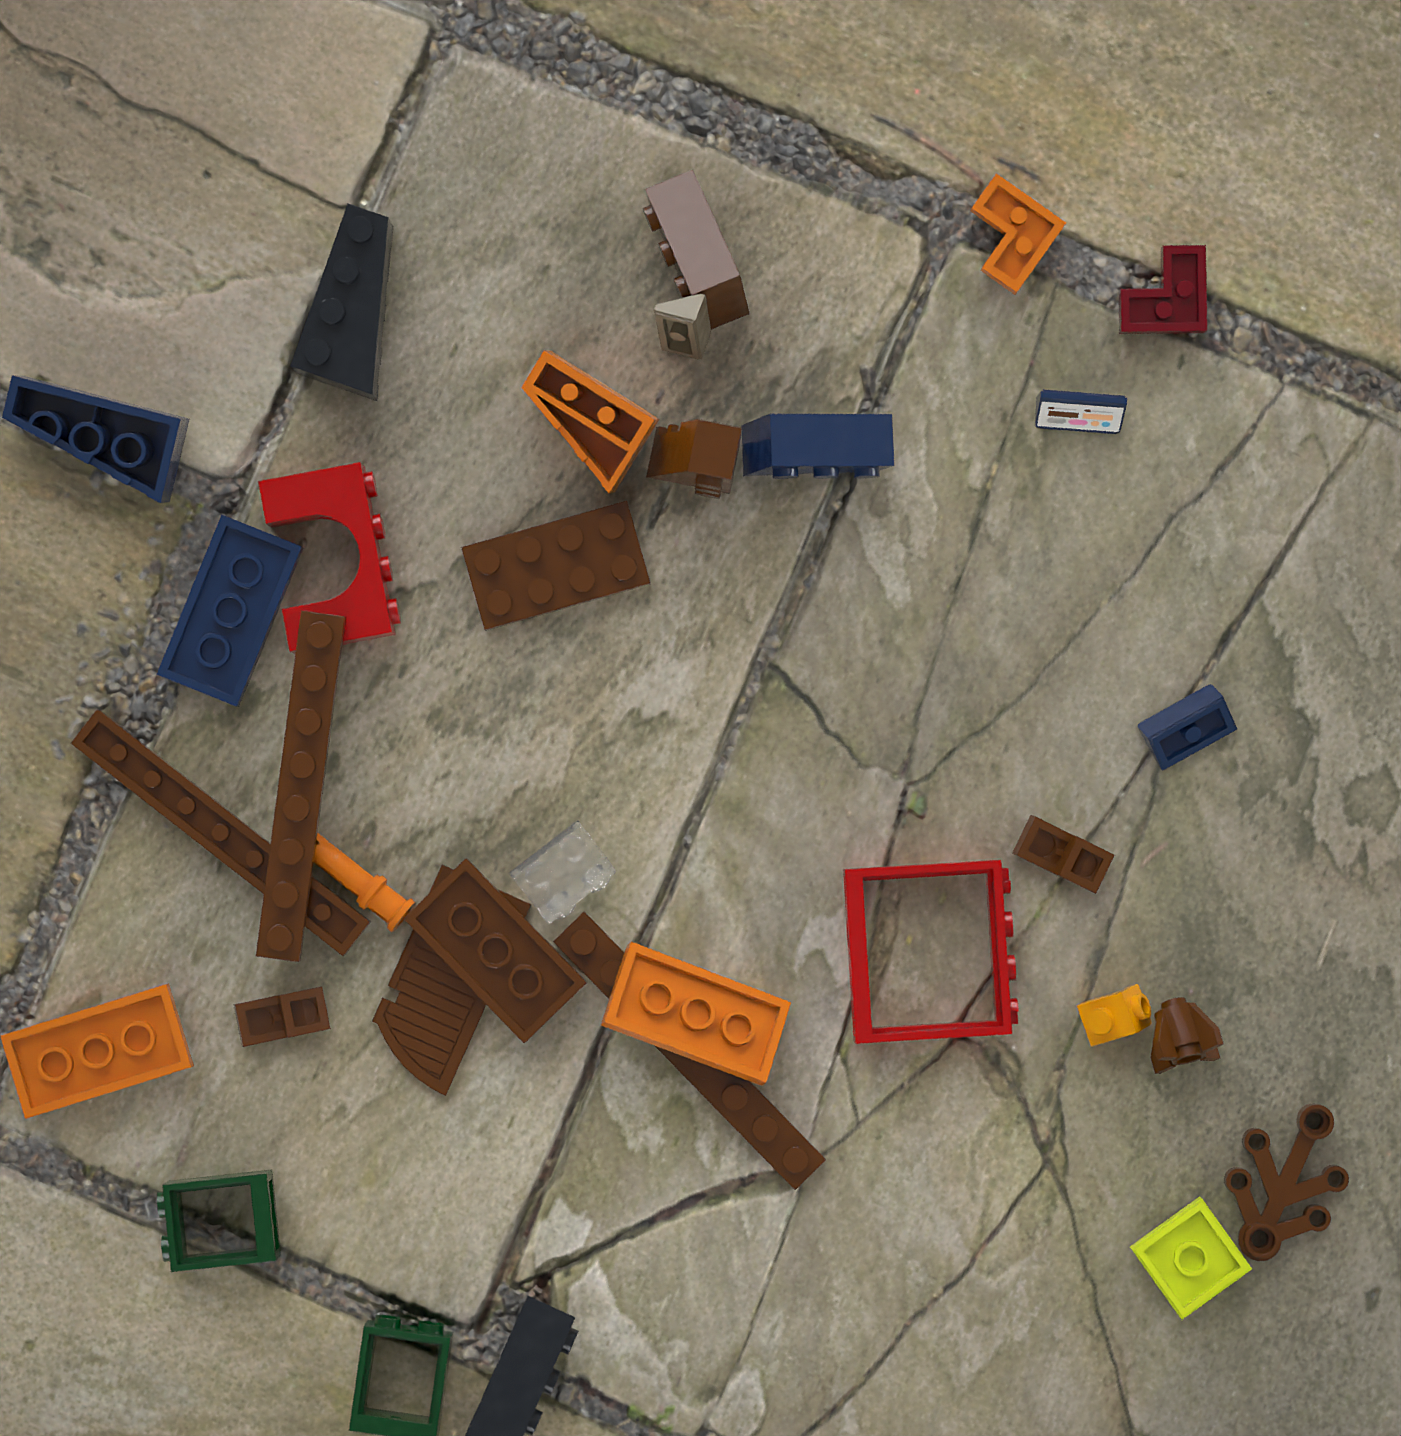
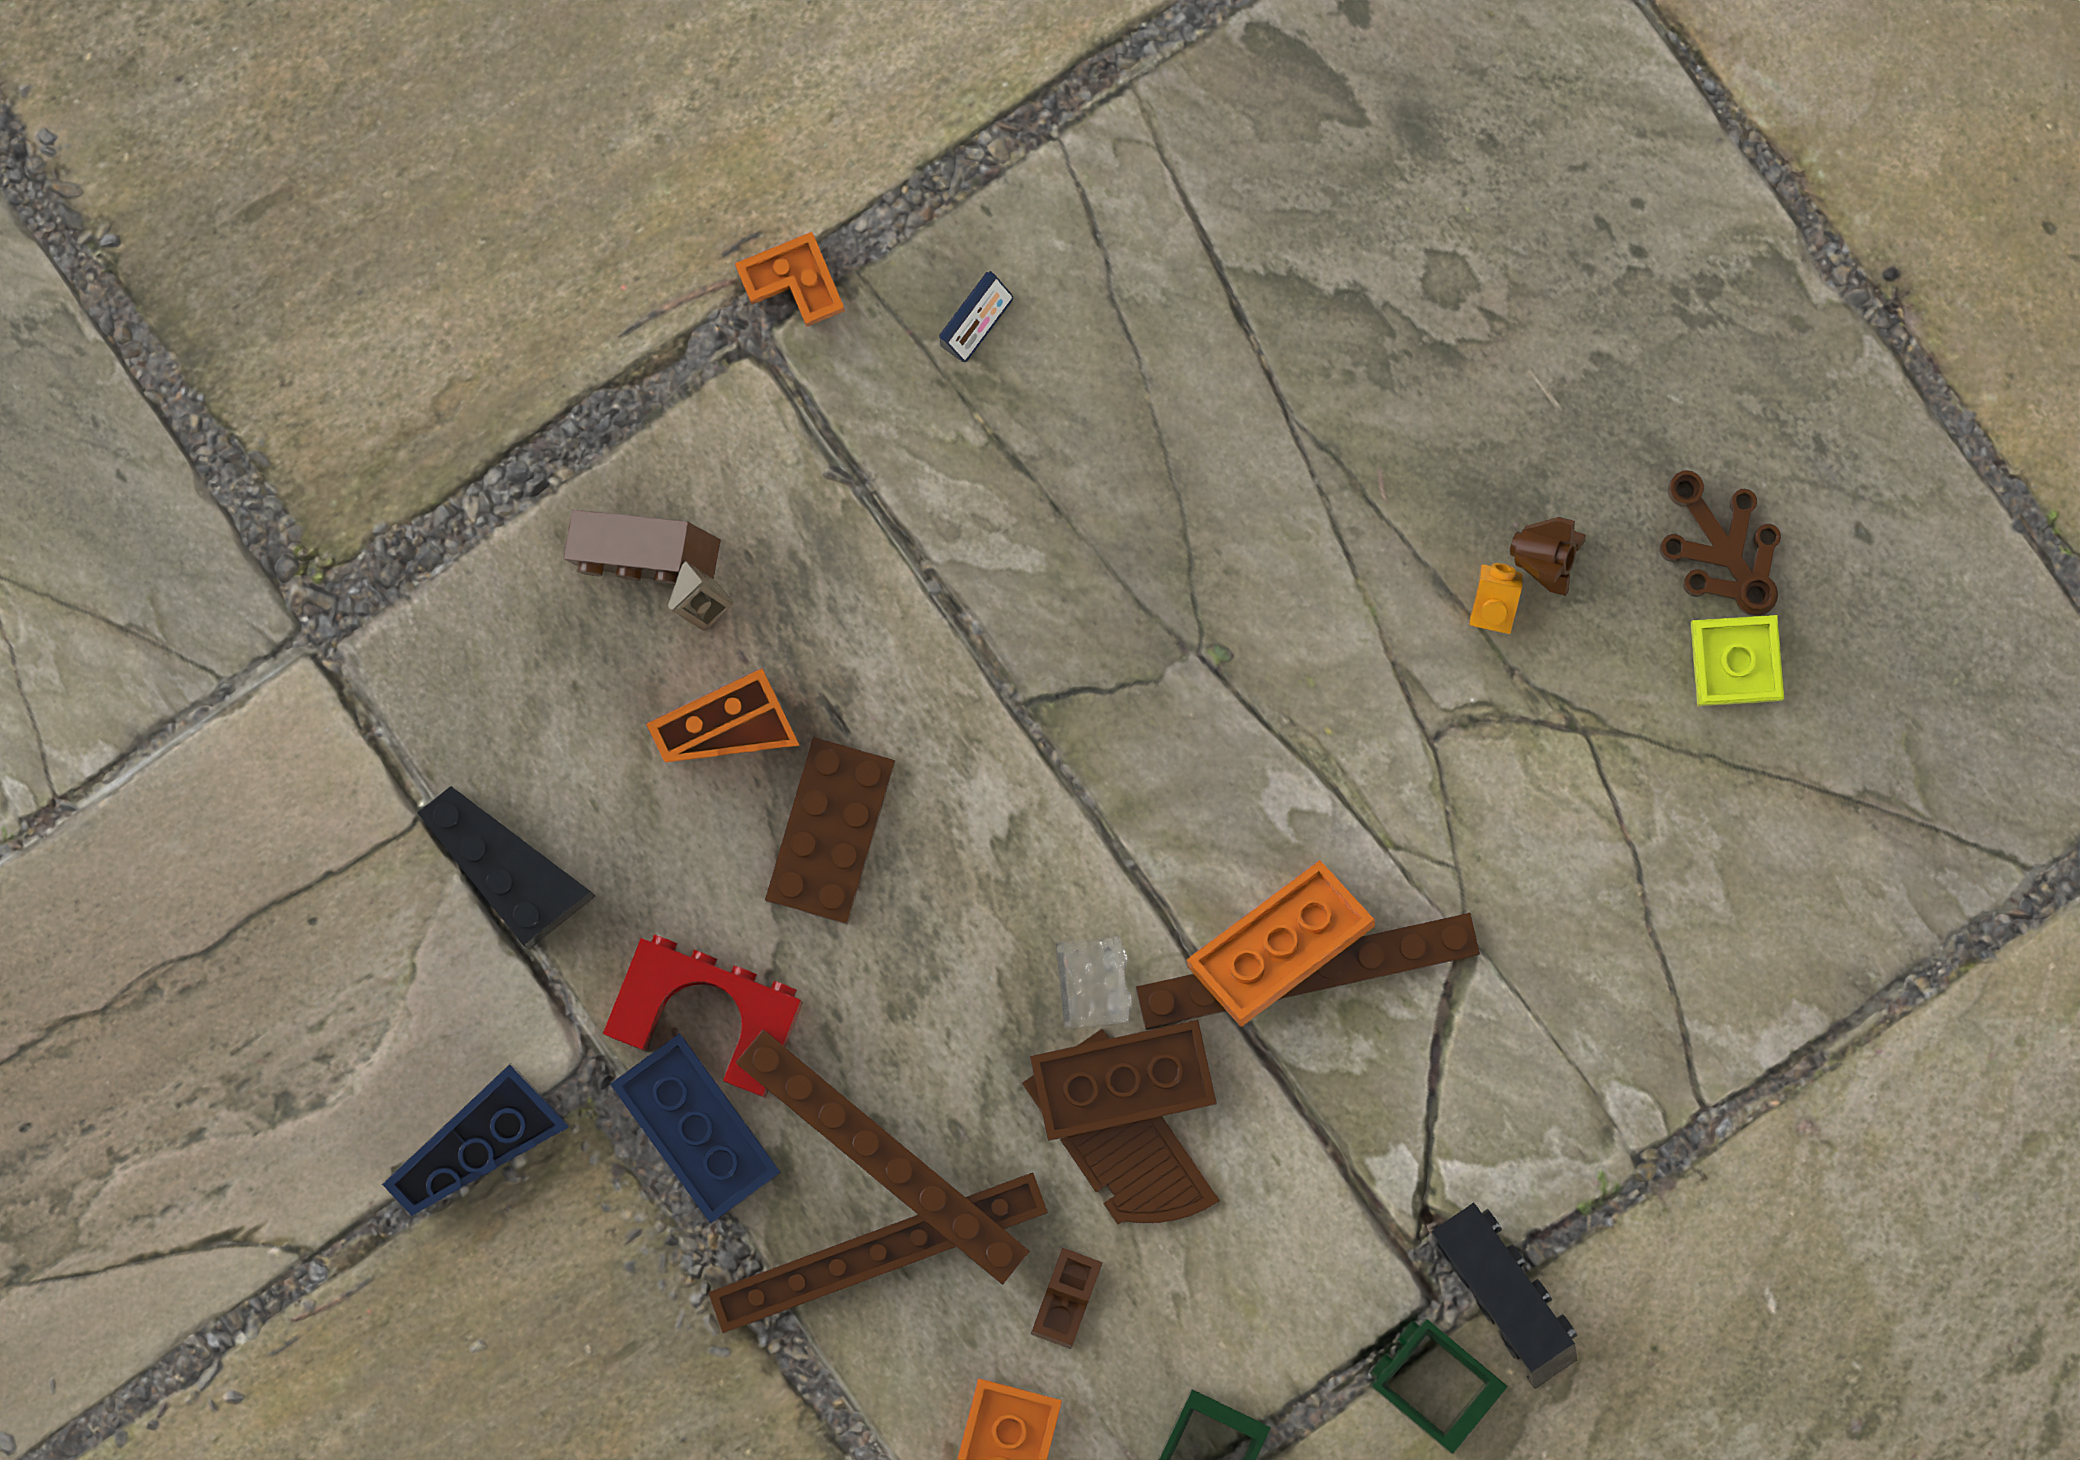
camera: 55 degrees left, 5 degrees down
(370, 890) = (1008, 1156): orange pin -> none
(696, 456) = (815, 651): reddish brown wedge -> none
(818, 445) = (866, 549): dark blue wedge -> none
(1002, 965) = (1364, 648): red window -> none
(1063, 854) = (1335, 558): reddish brown slope -> none
(1180, 301) = (937, 185): dark red plate -> none
(1187, 726) = (1292, 391): dark blue slope -> none

